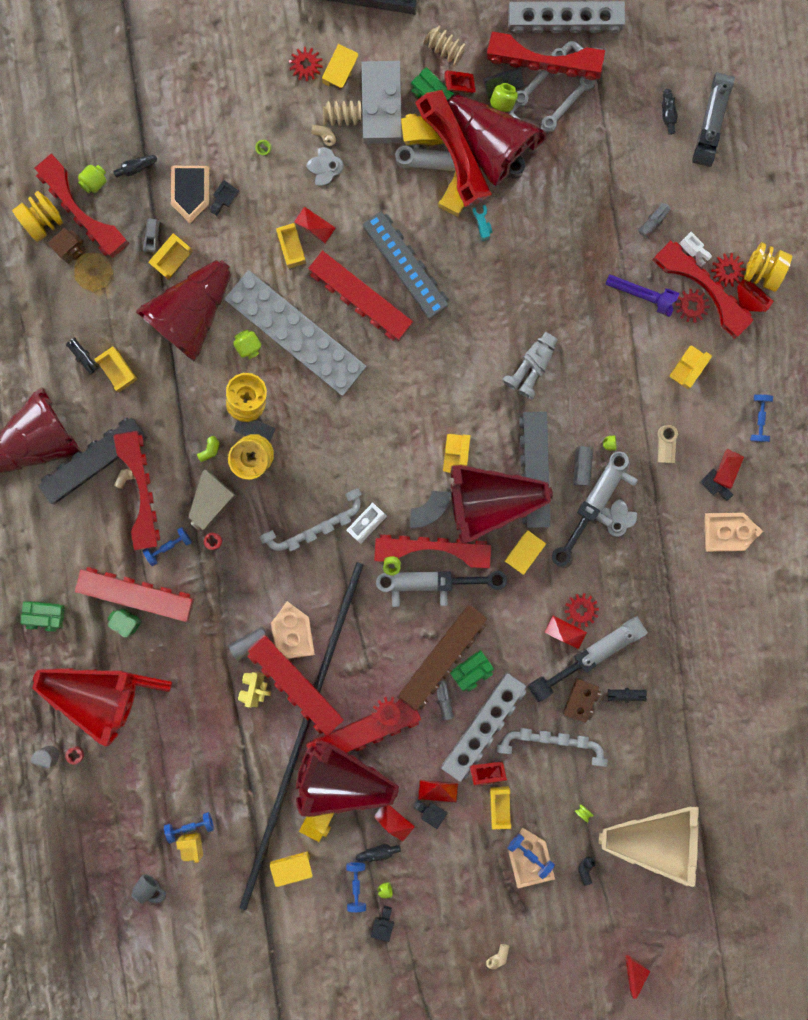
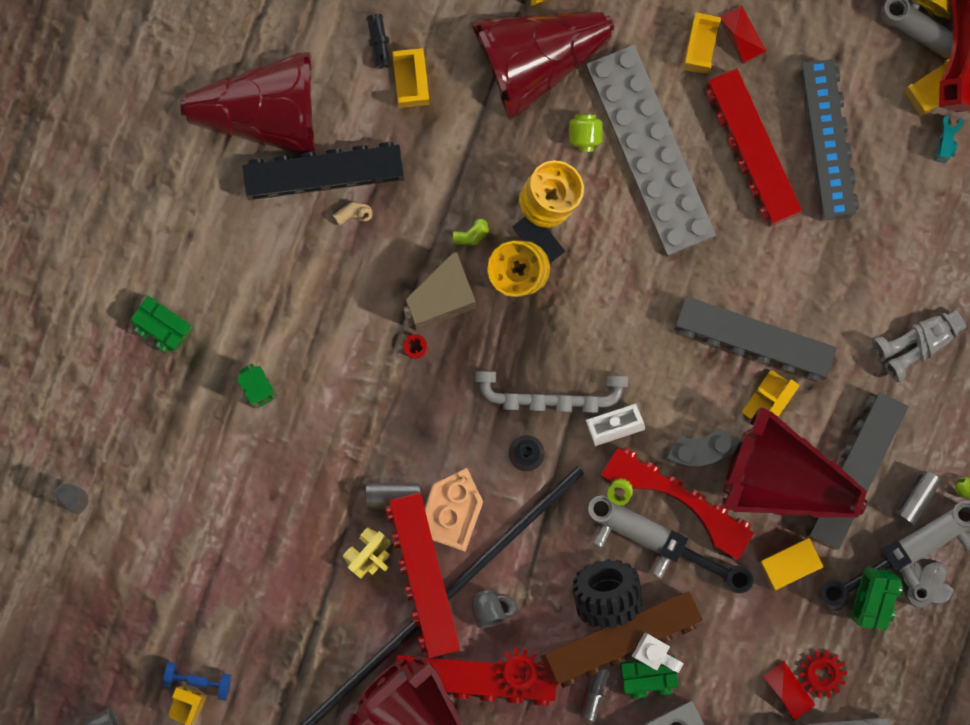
camera: 20 degrees right, 5 degrees down
(70, 759) = (106, 525): red bush -> none
(89, 698) = (164, 455): red cone -> none
(129, 450) = (340, 287): red arch -> none
(134, 595) = (286, 360): brick -> none
(152, 683) = (238, 471): red axle -> none
(167, 546) = (354, 323): blue wheel -> none
(326, 571) = (518, 449): none -> black cone
(348, 683) = (489, 610): none -> dark grey piece
(418, 635) = (607, 593): none -> black tyre
(426, 419) = (755, 338): none -> dark grey brick
(466, 657) = (653, 653): none -> white plate
(590, 545) = (876, 599): none -> green brick

